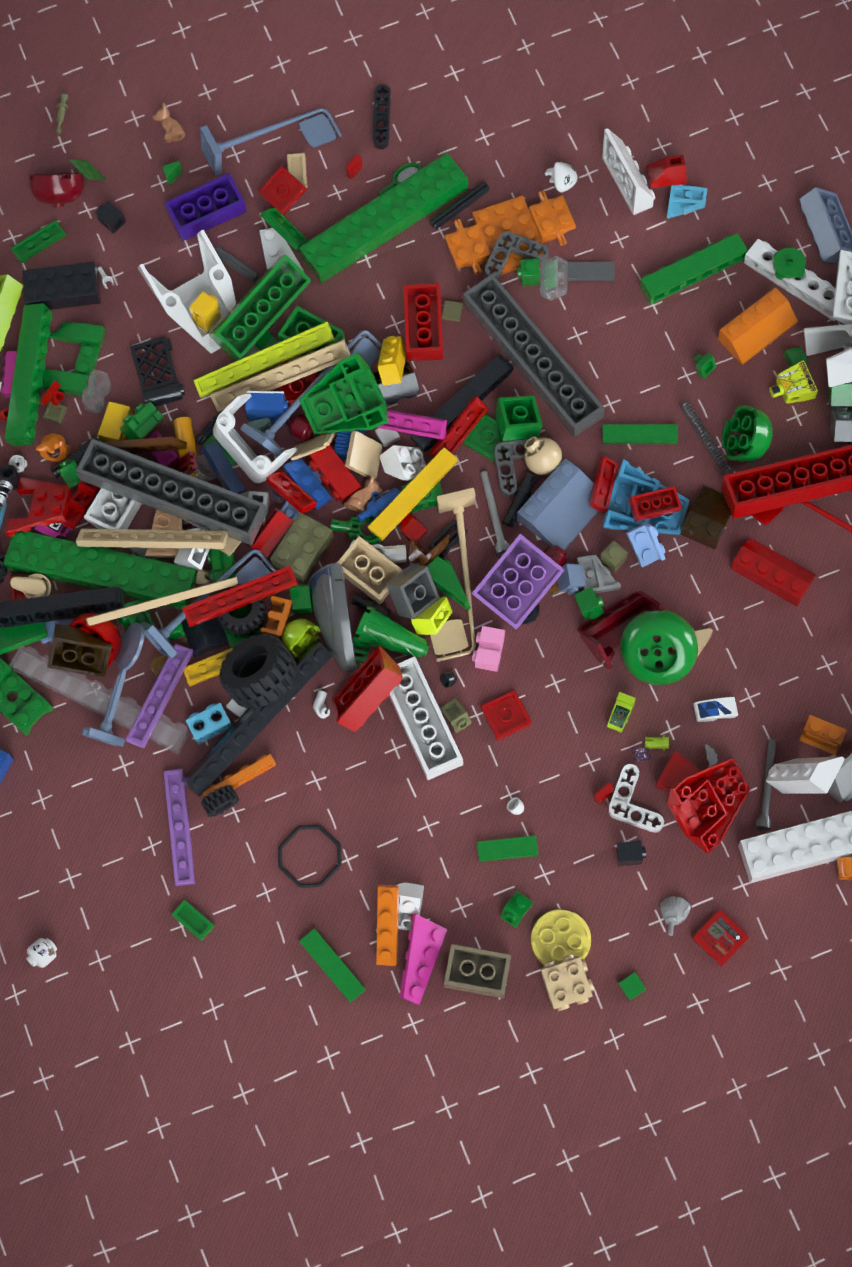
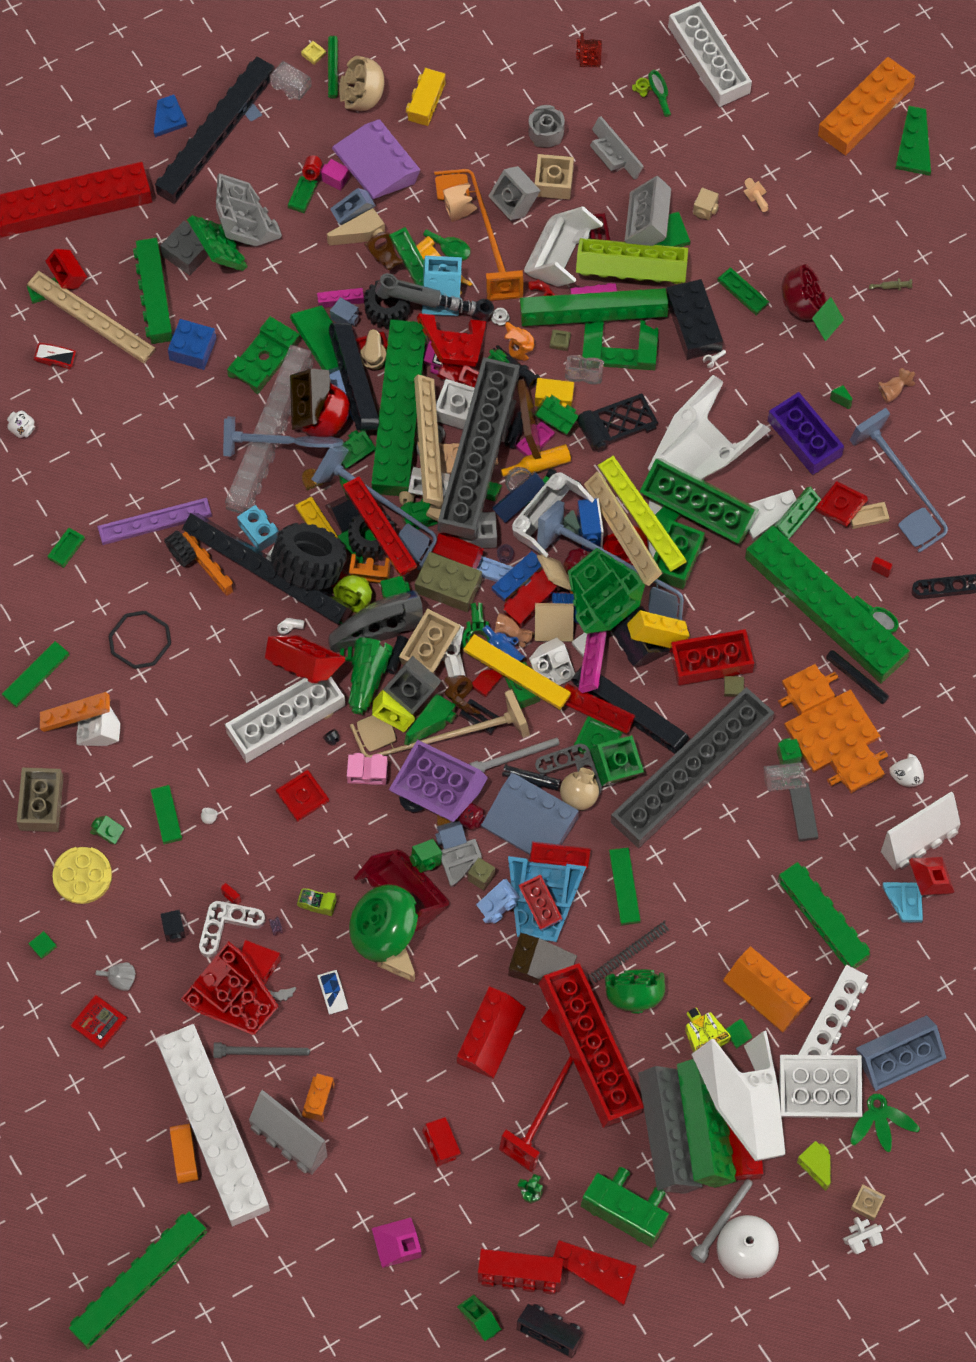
camera: 75 degrees right, 5 degrees down
(52, 395) = (575, 330): red tile -> none
(110, 217) = (780, 349): black brick -> none
(159, 697) = (276, 478): medium lavender tile -> none
(161, 601) = (363, 458): tan tile -> none
(183, 463) = (518, 459): dark red tile -> none
(205, 311) = (684, 450): yellow brick -> none
(236, 264) = (750, 474): dark grey axle -> none
(291, 492) = (504, 561): red tile -> none
(421, 956) = (56, 749): dark pink wing -> none
(456, 715) = (294, 747): olive bracket -> none
(513, 247) = (814, 732): dark grey beam -> none
(567, 982) = (37, 881): tan brick -> none
(657, 742) = (290, 940): lime pin -> none
(705, 365) = (711, 940): green tile -> none
(789, 263) = (841, 1009): green piece -> none
(804, 775) = (265, 1071): white slope -> none

